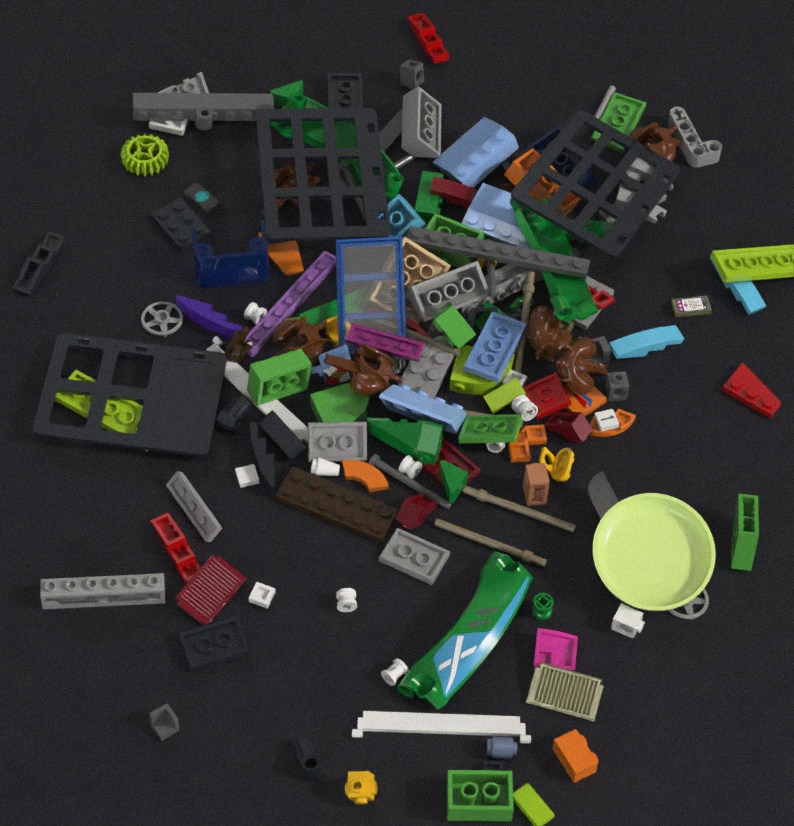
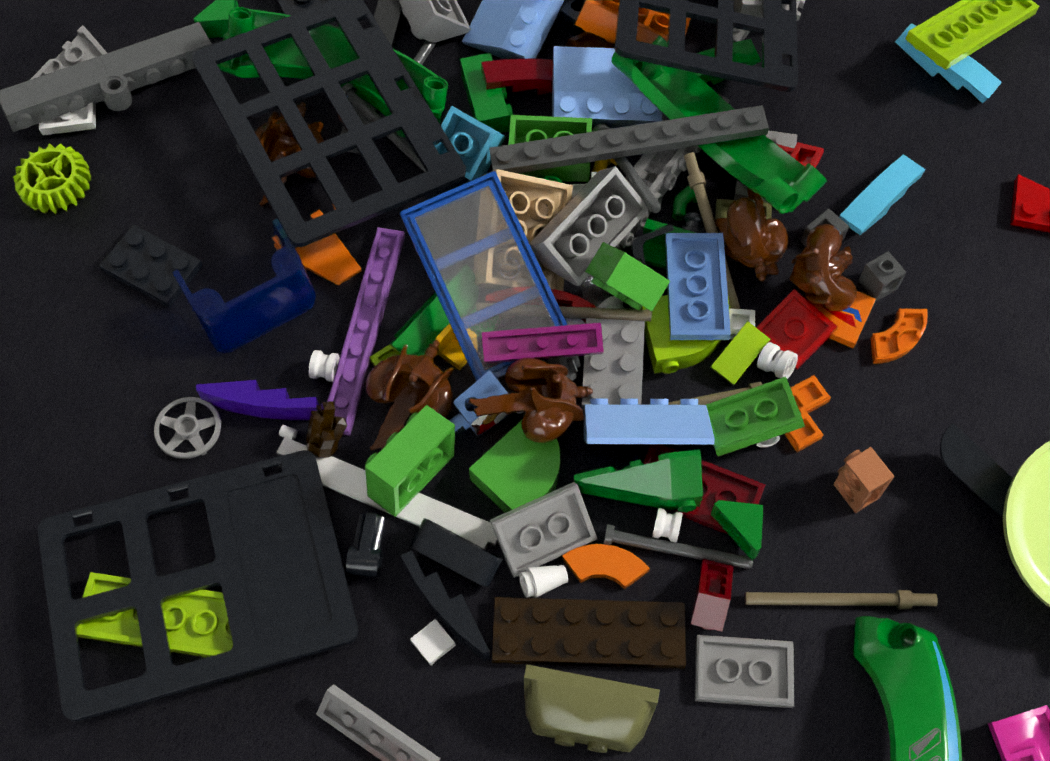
camera: 20 degrees left, 10 degrees up
(201, 198) = (164, 213): clear smoke tile -> none
(316, 535) = (587, 709): none -> olive windscreen
(482, 495) = (791, 525): dark tan bar -> none
(542, 606) = (968, 683): green wheel -> none
(560, 465) = (870, 427): yellow bracket -> none
(569, 425) = (854, 363): dark red arch -> none
(606, 420) = (897, 334): white tile -> none
(691, 306) = (905, 119): tile -> none

